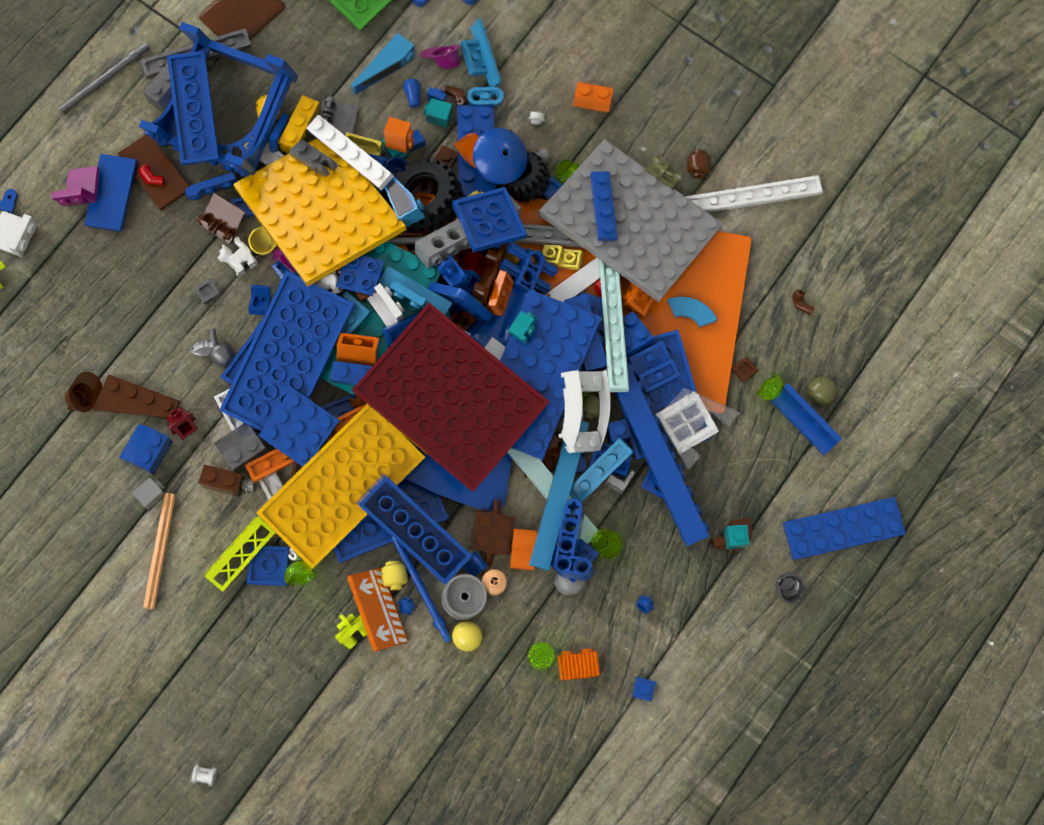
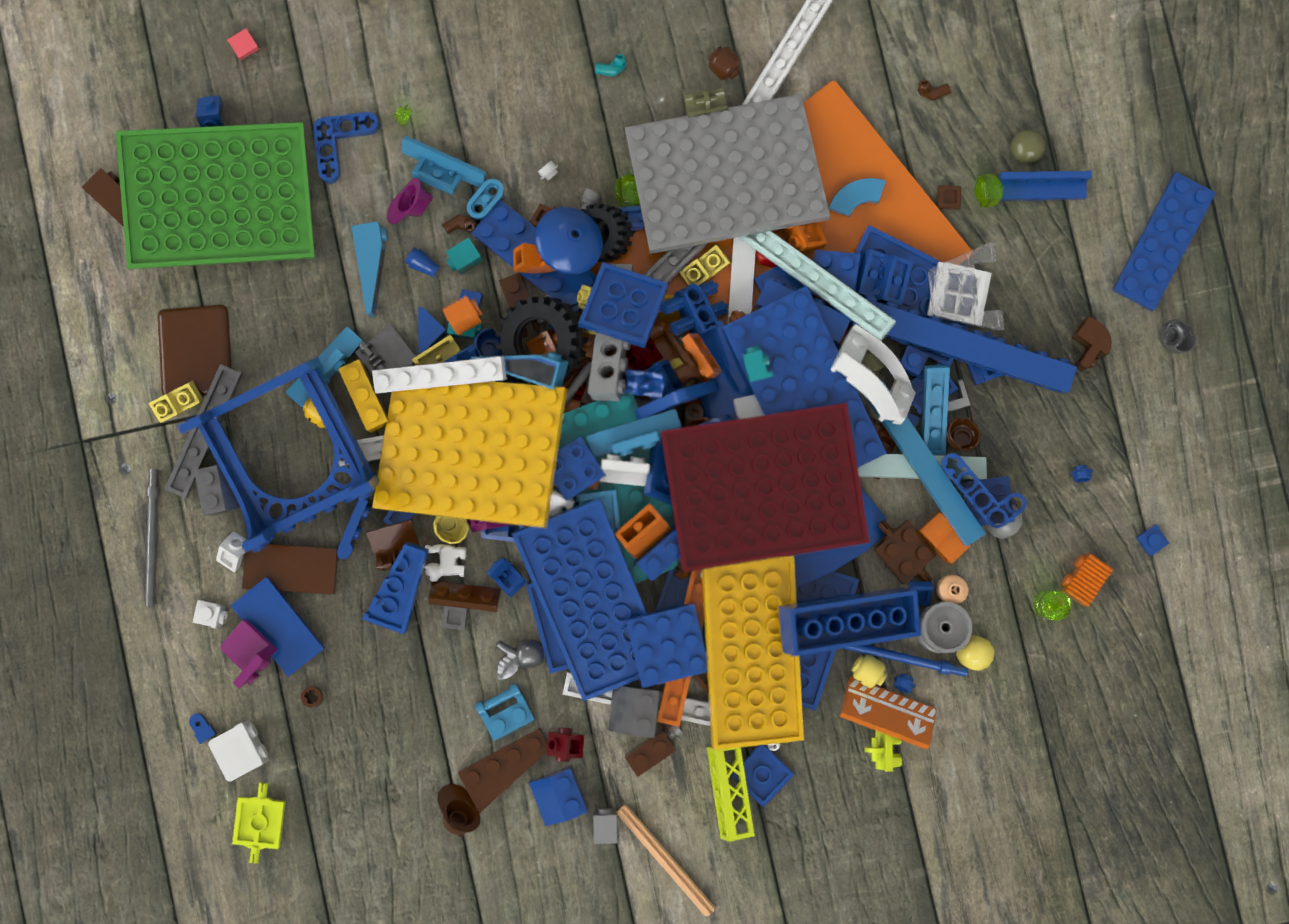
camera: 45 degrees left, 10 degrees up
(77, 248) = (305, 700): none -> reddish brown bush
(85, 148) = (210, 614): none -> white bracket
(132, 130) = (231, 551): none -> white bracket
(148, 176) = (294, 579): red arm -> none
(169, 377) = (509, 718): none -> dark azure plate
(191, 244) = (398, 592): none -> blue wing
(193, 108) = (265, 483): blue plate -> none
(207, 25) = (176, 401): none -> light yellow slope
(225, 286) = (464, 596): none -> reddish brown plate
(277, 133) = (356, 422): blue tile -> none
(298, 572) = (793, 753): clear neon green hair -> none
(310, 89) = (331, 359): none -> dark azure bracket
(312, 158) = (413, 413): dark grey hinge -> none
(374, 128) = (429, 330): none -> blue slope
(436, 94) = (445, 243): blue plate -> none
(493, 9) = (402, 115): none -> clear neon green plate
(593, 97) = (574, 100): orange brick -> none
(600, 504) = (963, 435): none -> reddish brown hair
(603, 206) = (696, 187): blue plate -> none
(607, 543) = (1002, 460): clear neon green hair -> none
(639, 105) = (613, 68): none -> teal arm
(736, 536) = (1101, 344): teal brick -> none

